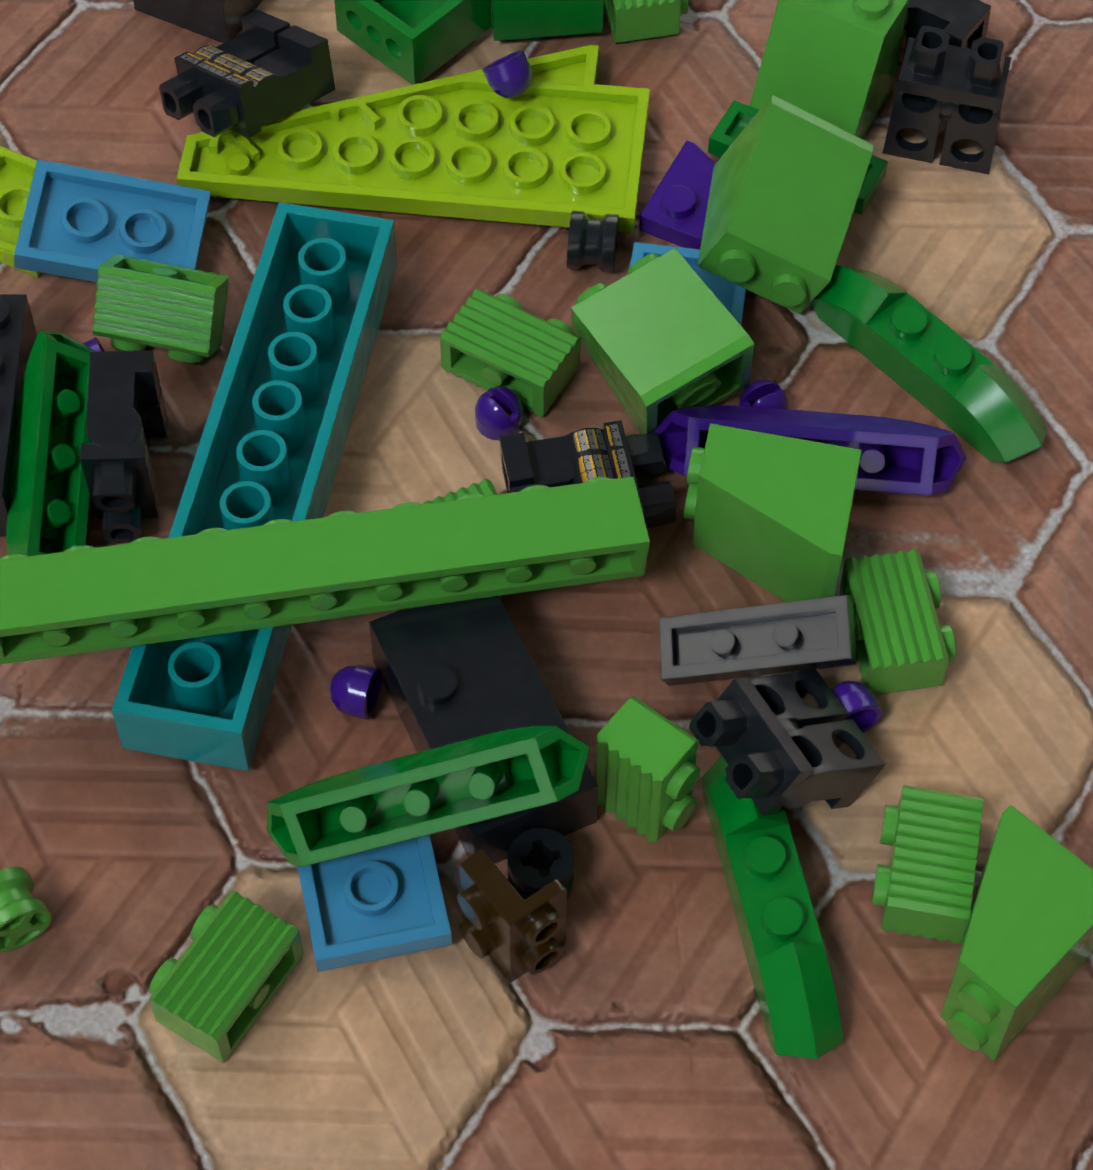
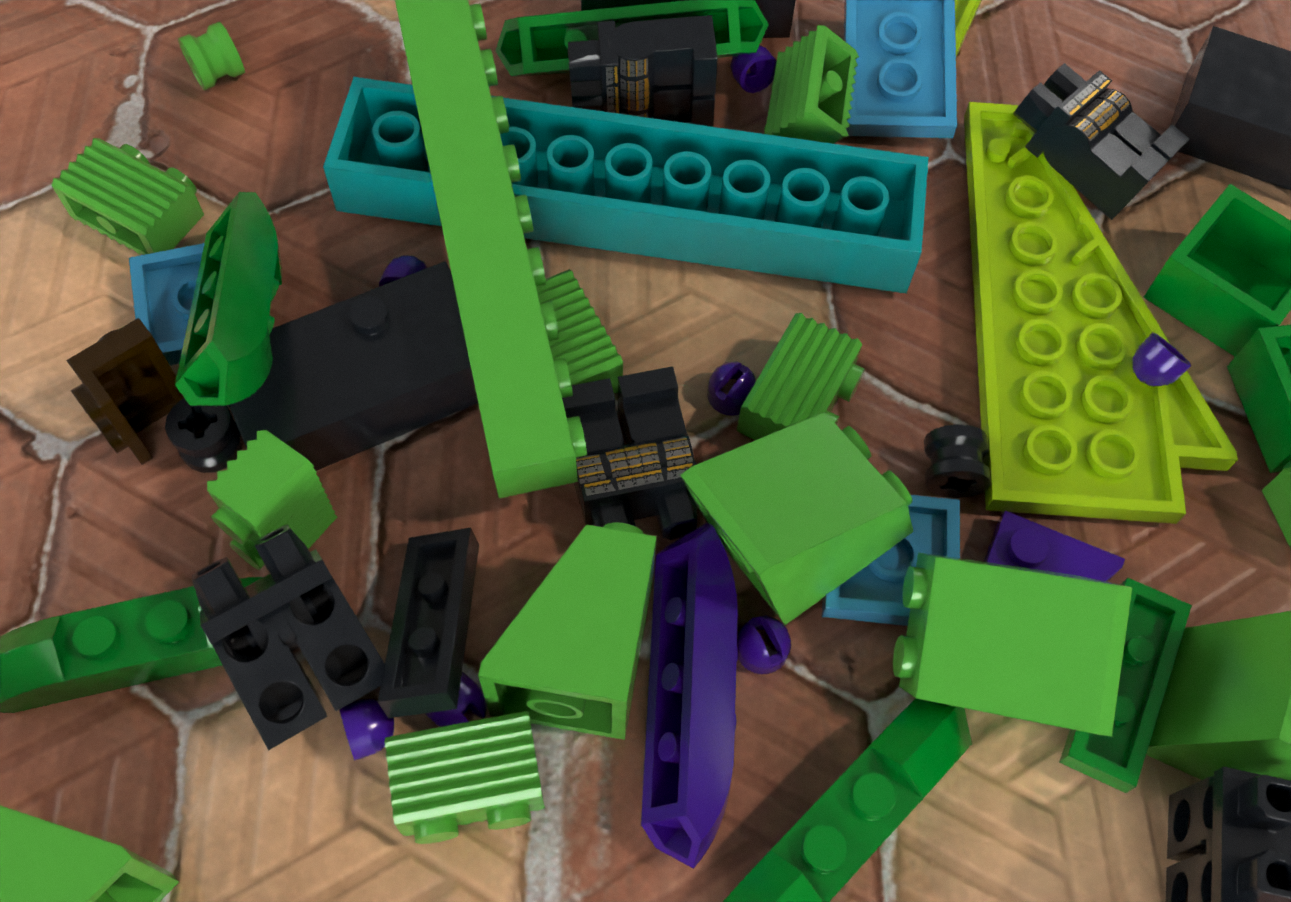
camera: 85 degrees right, 5 degrees up
(930, 864) = (162, 800): bright green brick -> none

